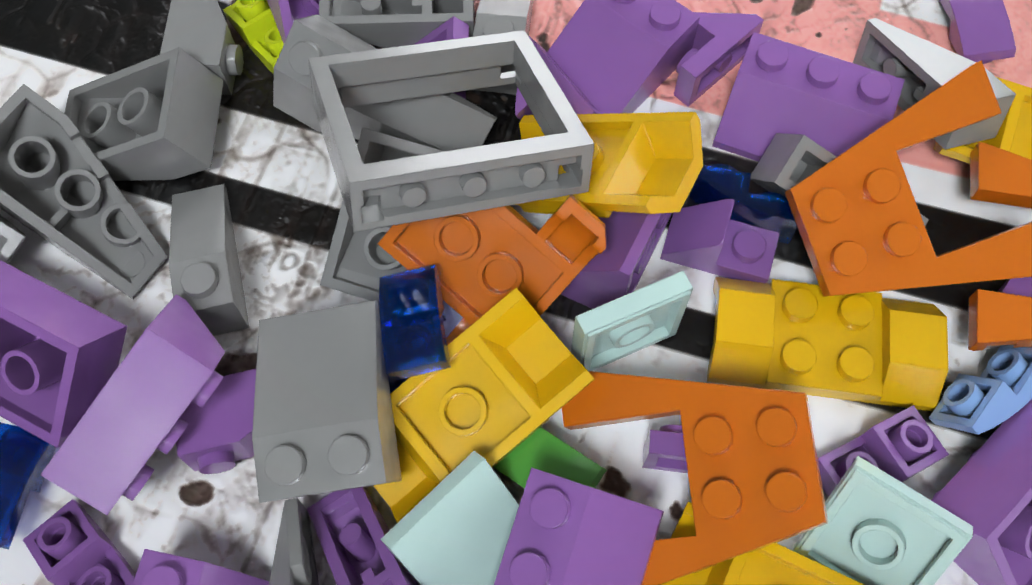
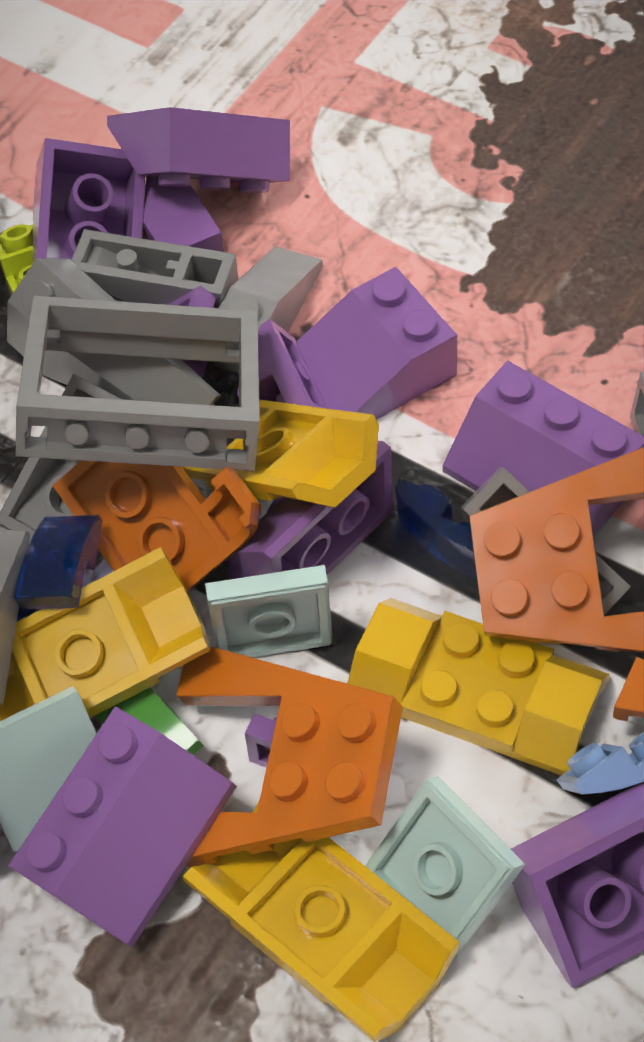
camera: 20 degrees right, 10 degrees down
(713, 243) = (406, 568): medium lavender slope -> none
(716, 50) = (453, 388): medium lavender slope -> none
(896, 446) = (509, 797): medium lavender slope -> none

